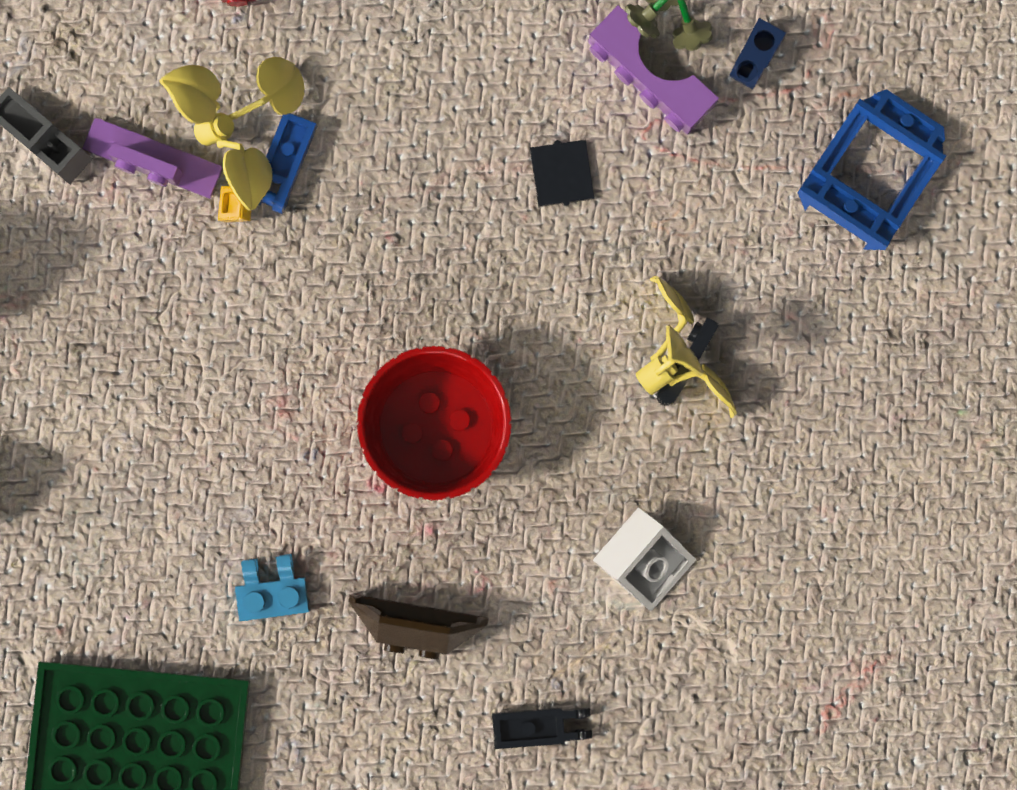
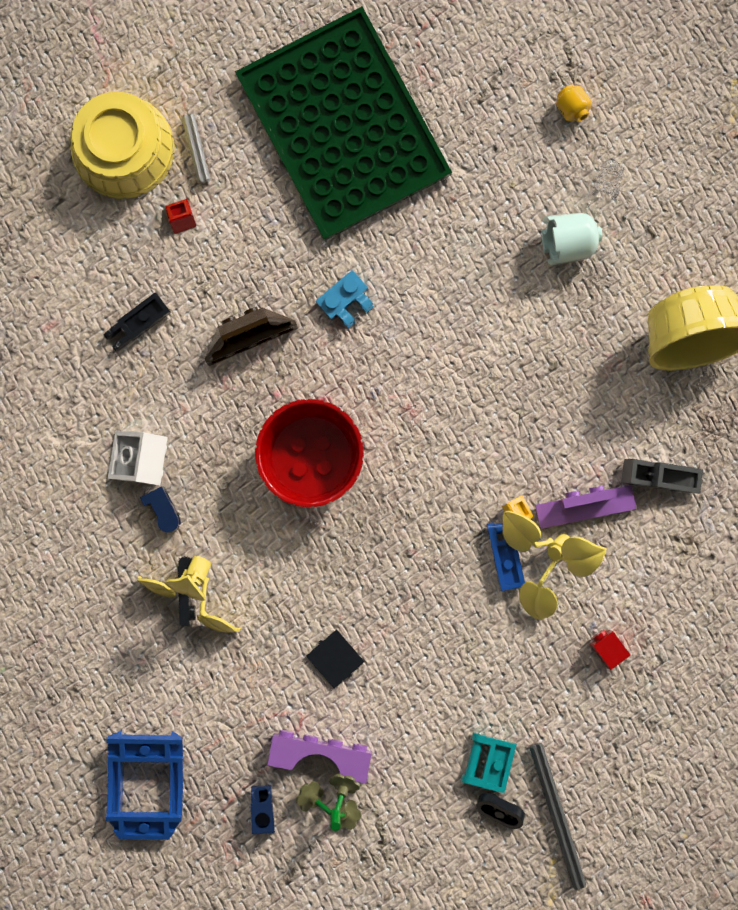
camera: 155 degrees right, 0 degrees up
(651, 477) = (168, 518): none -> dark blue leg

